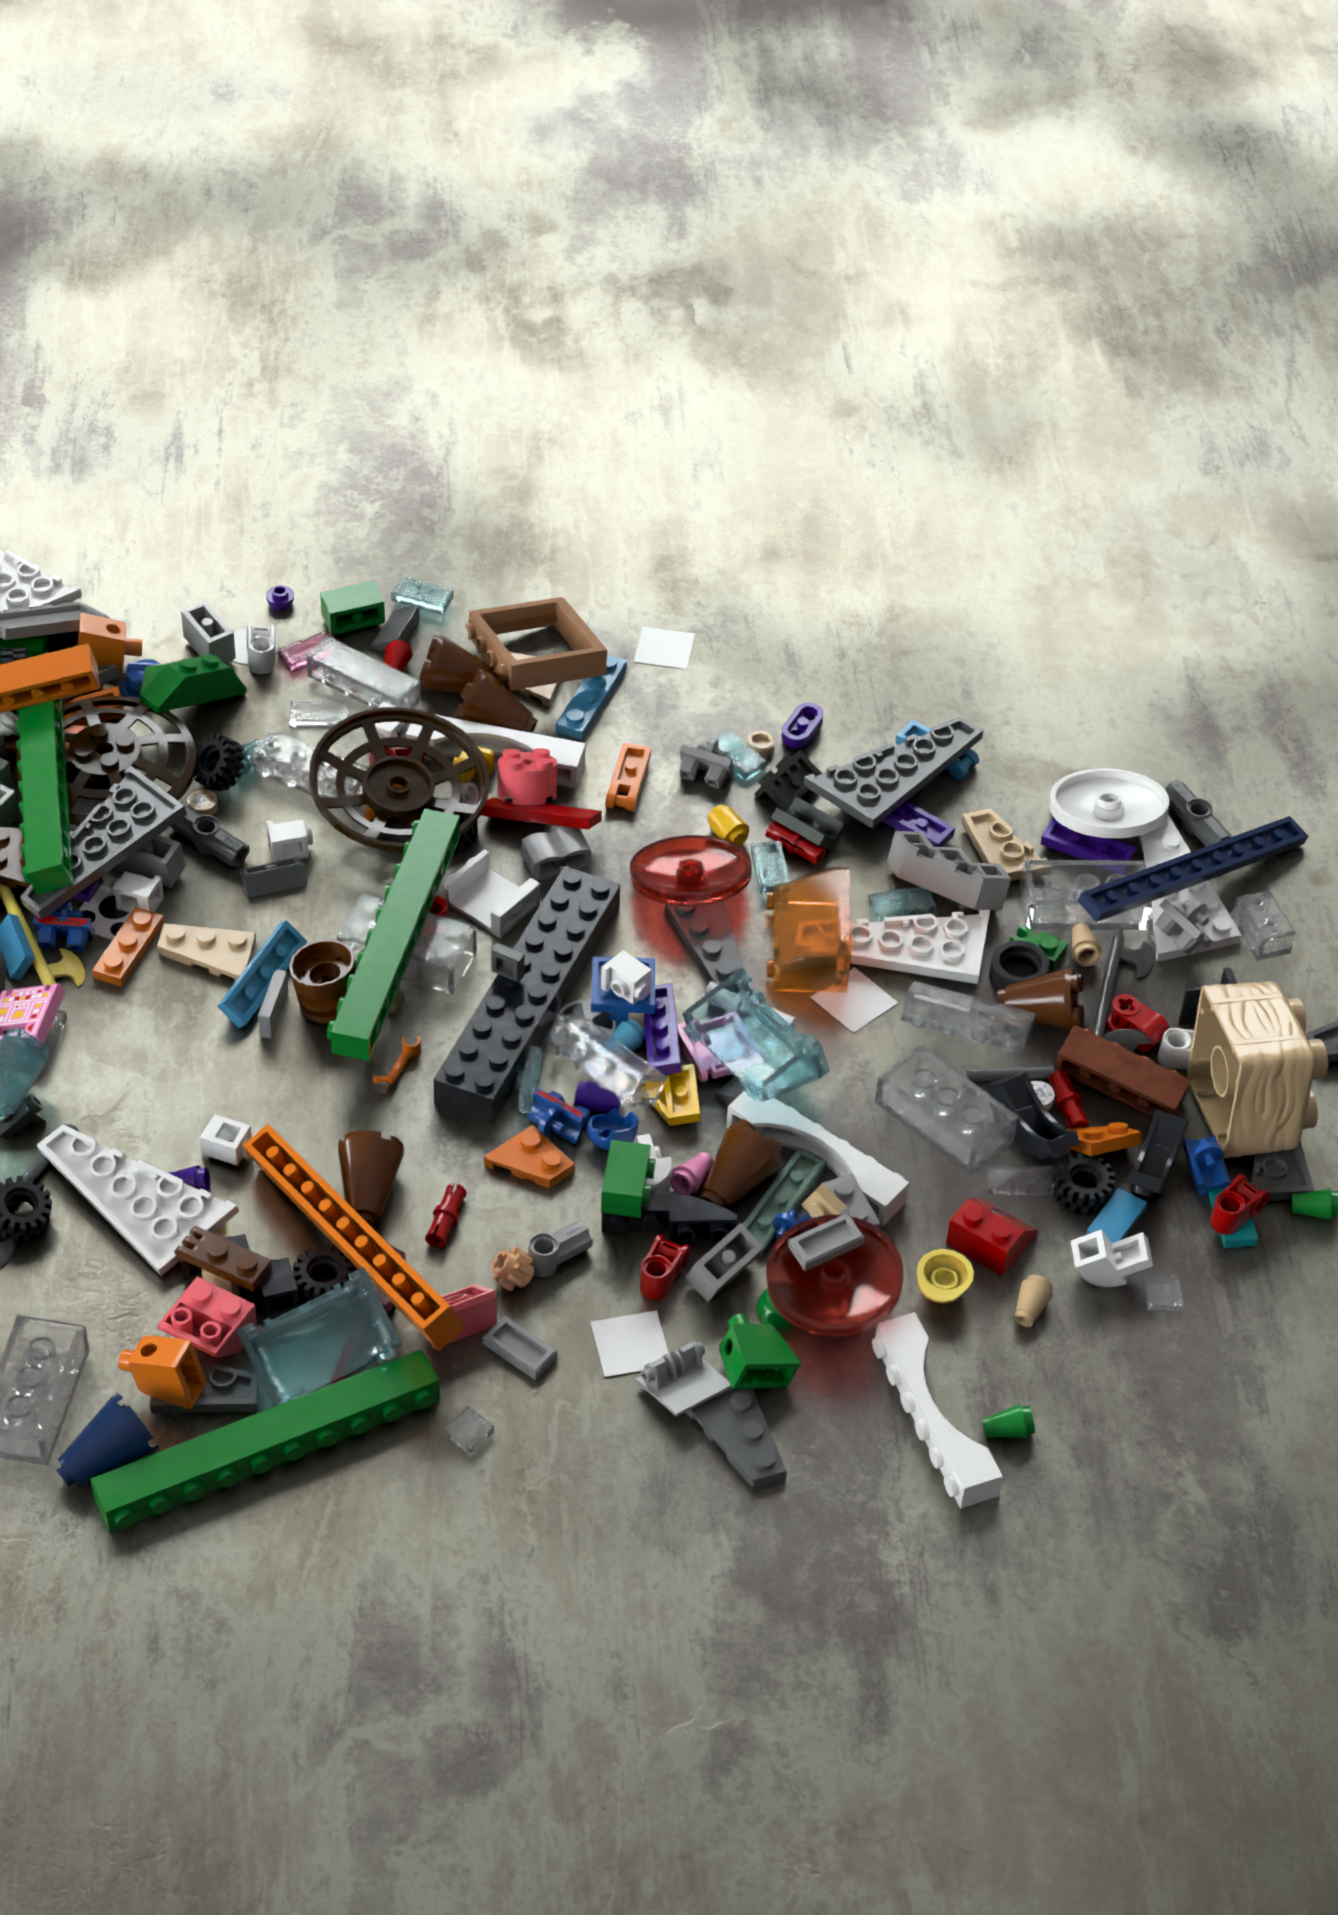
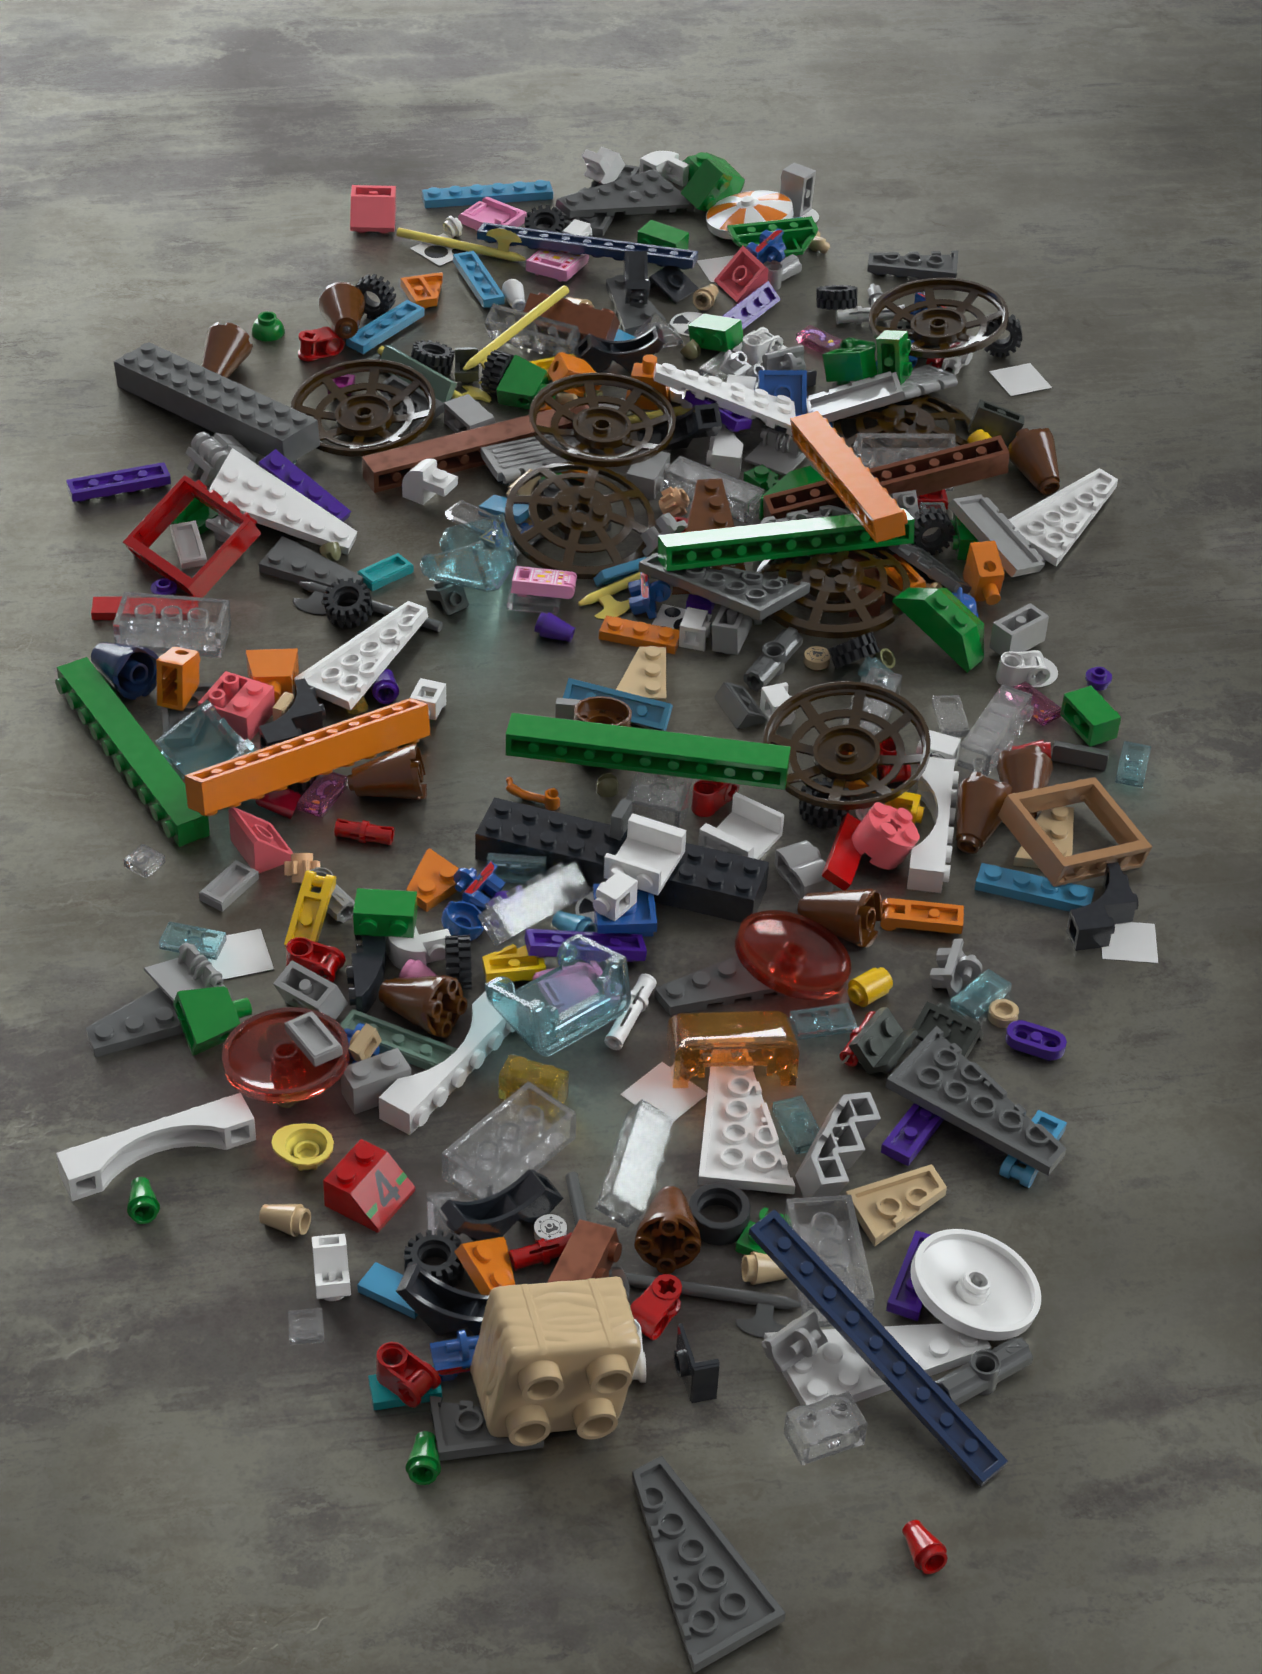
camera: 85 degrees right, 5 degrees down
(104, 1020) = (553, 627): none -> dark purple cone
(143, 1291) = (274, 668): none -> orange torso
(223, 1258) = (291, 698): reddish brown hinge -> none
(564, 954) = (648, 853): none -> white panel
(594, 1257) = (311, 907): none -> yellow plate
(616, 1379) = (207, 941): none -> clear light blue plate
(634, 824) = (845, 913): none -> reddish brown cone
(651, 659) = (1094, 923): none -> black arch
(674, 1124) = (459, 959): none -> black tyre
(856, 1088) = (519, 1070): none -> clear yellow brick

